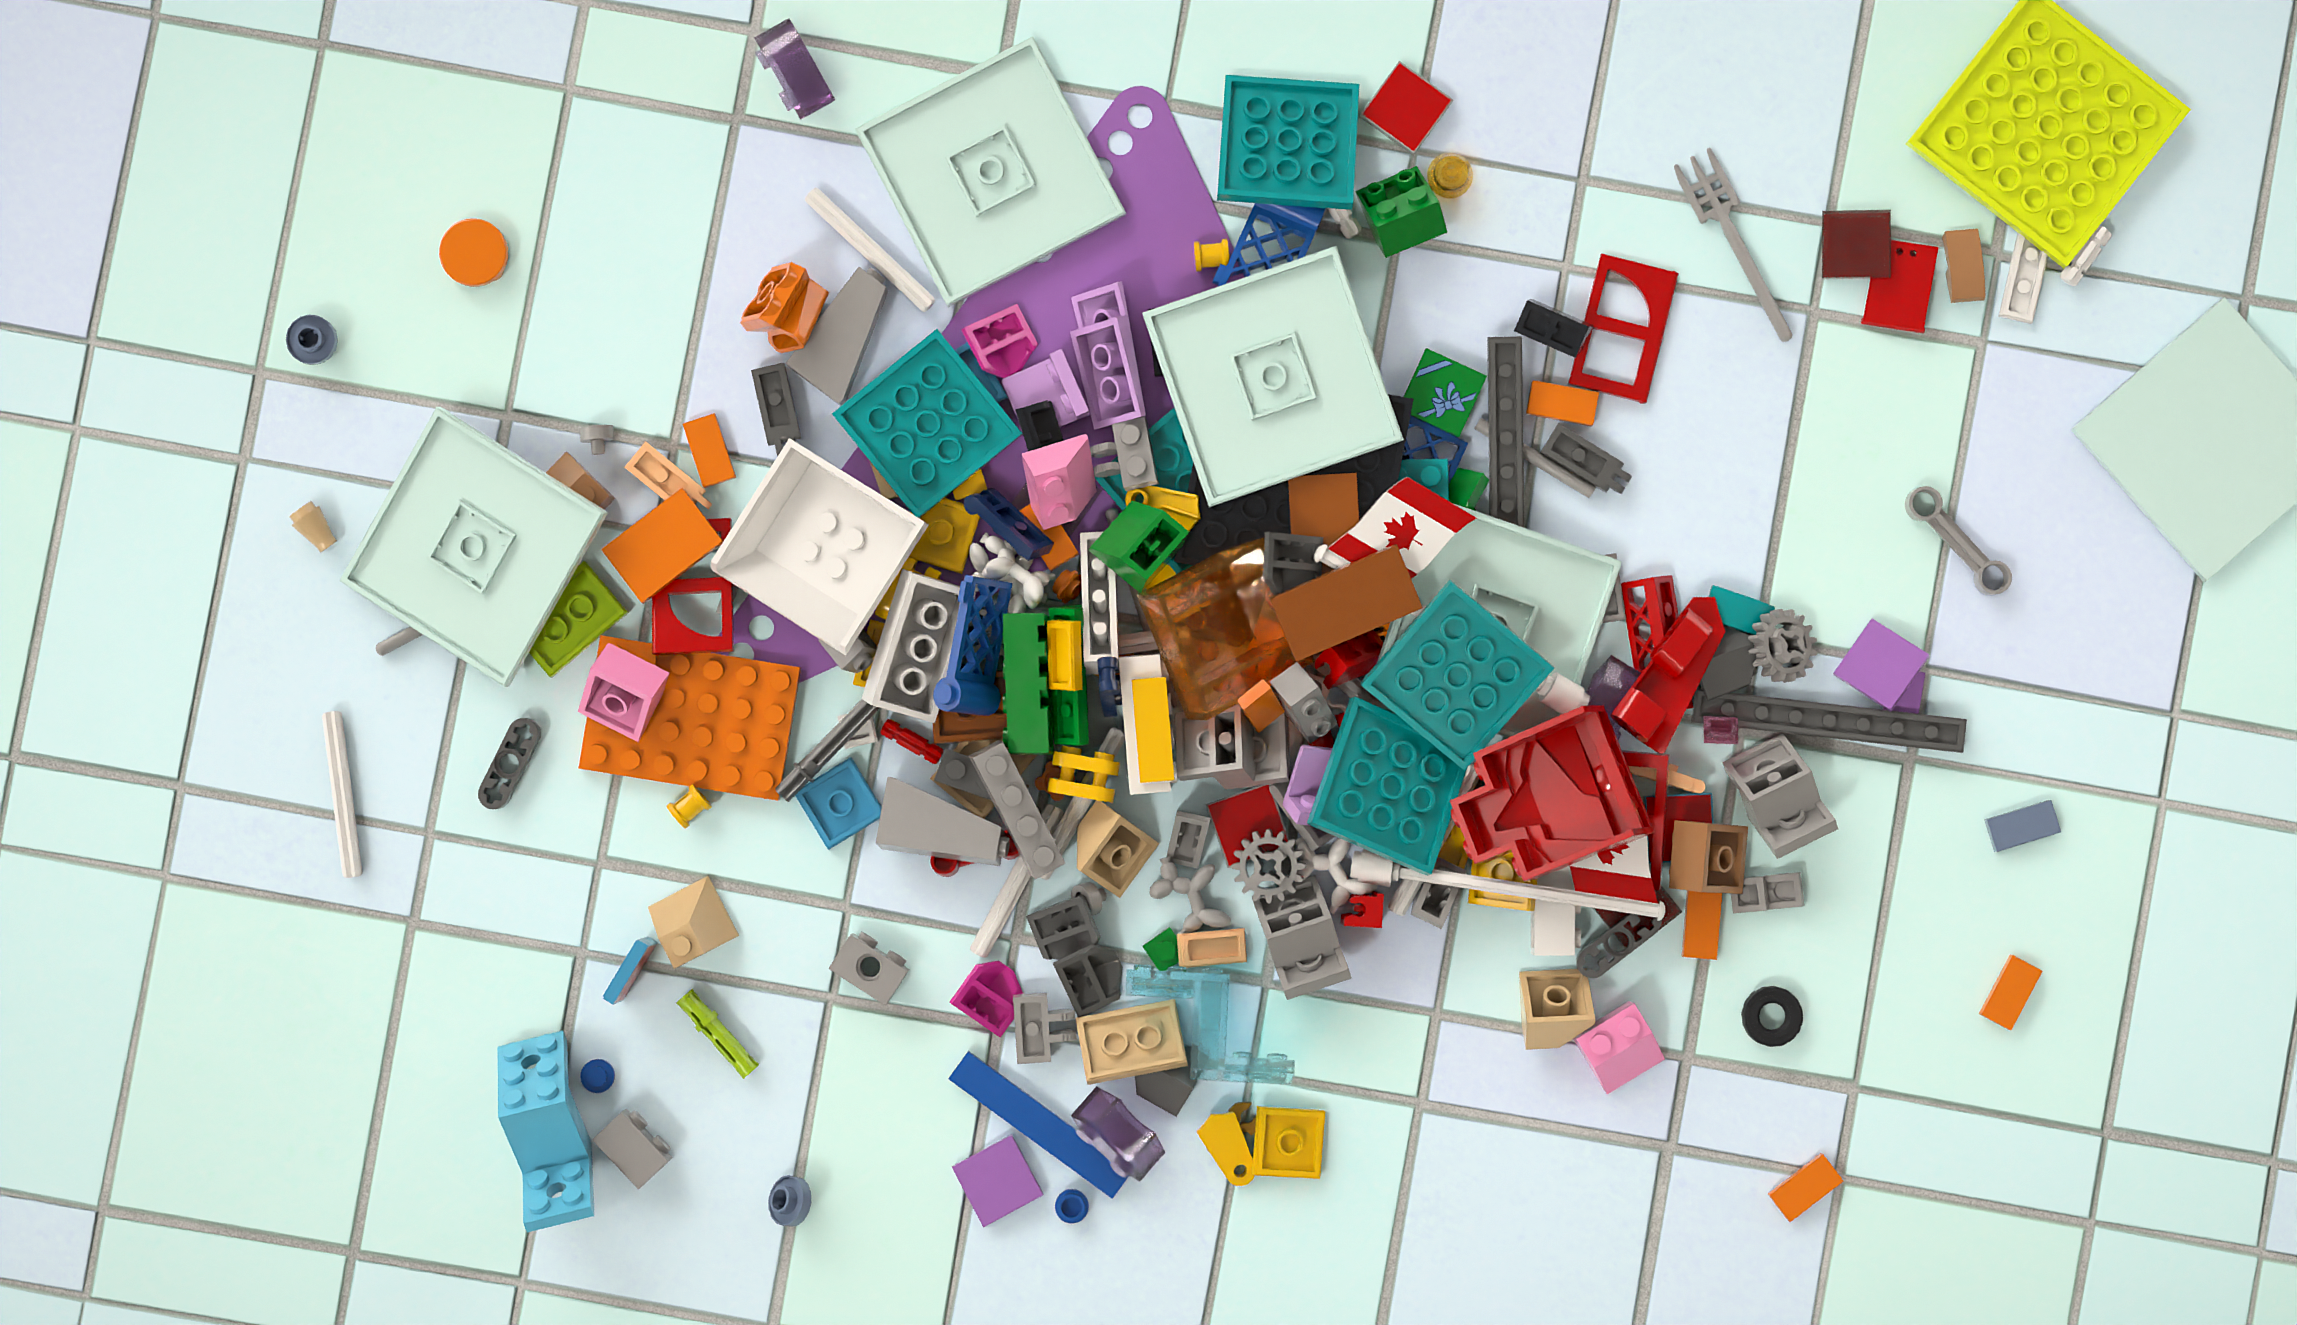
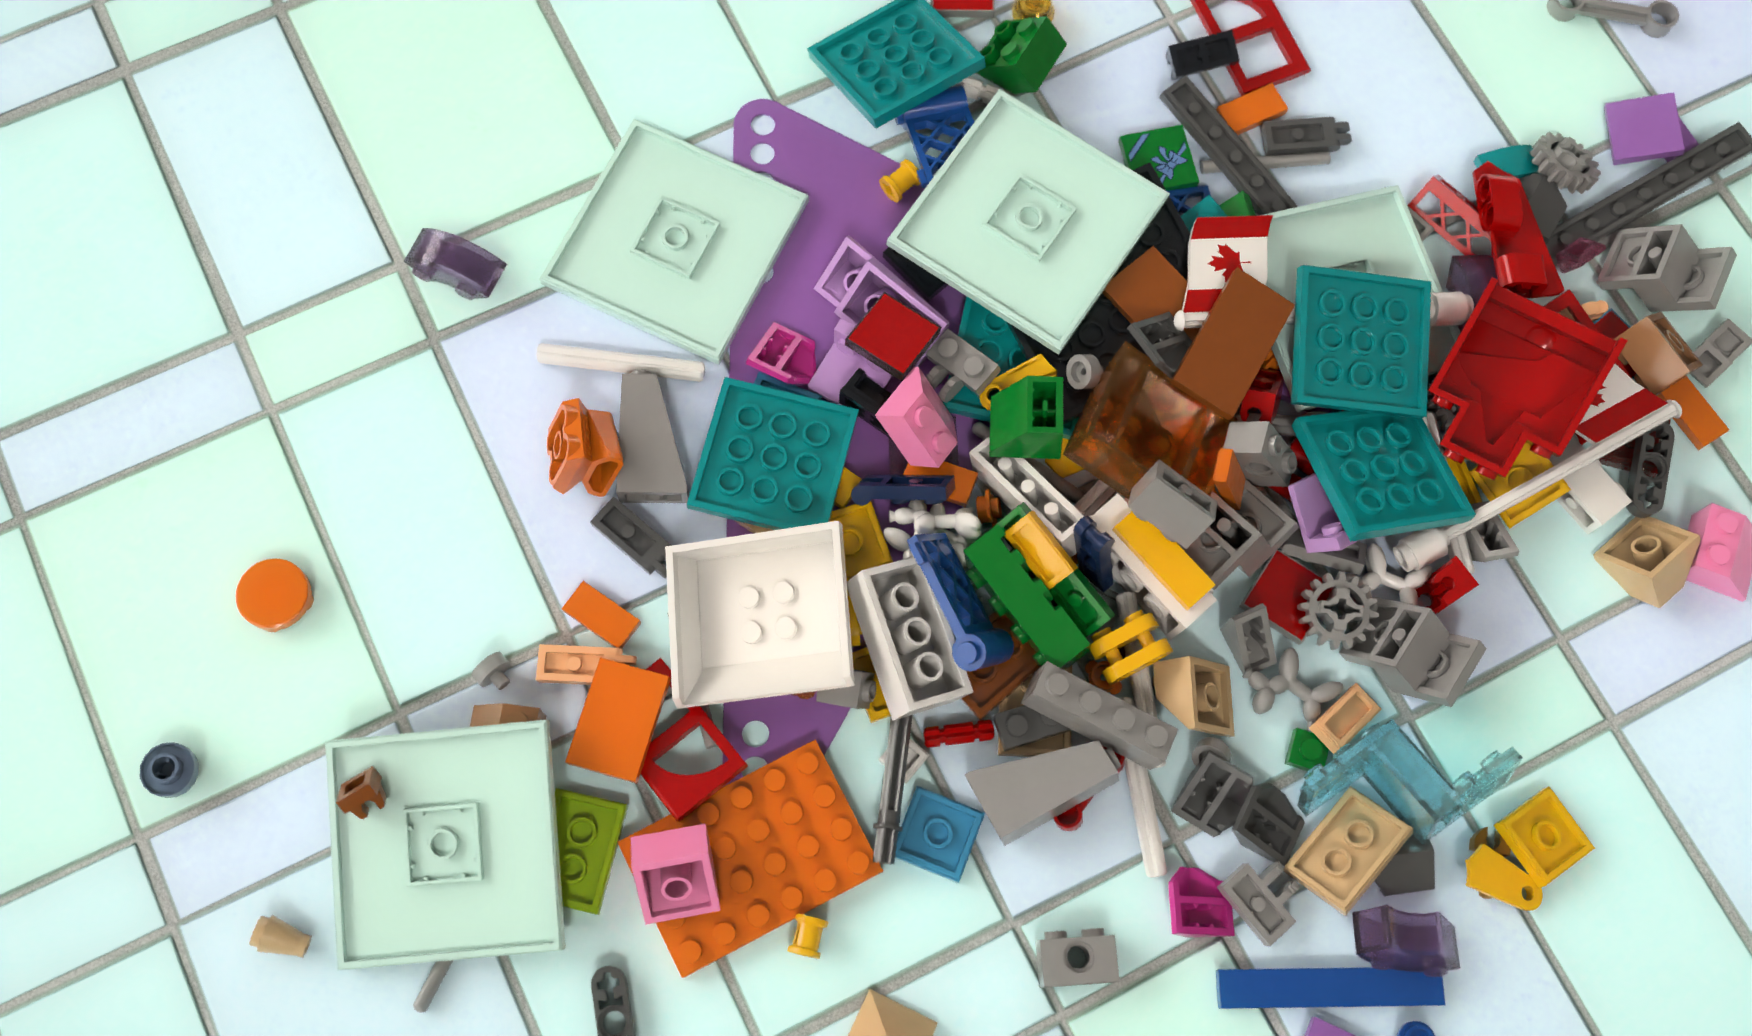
camera: 40 degrees left, 15 degrees down
(435, 465) = (359, 790): none -> dark orange tile
(1089, 395) = (892, 336): none -> red tile
(1182, 698) = (1172, 504): none -> light grey brick
(1217, 536) = (1083, 371): none -> light grey tile

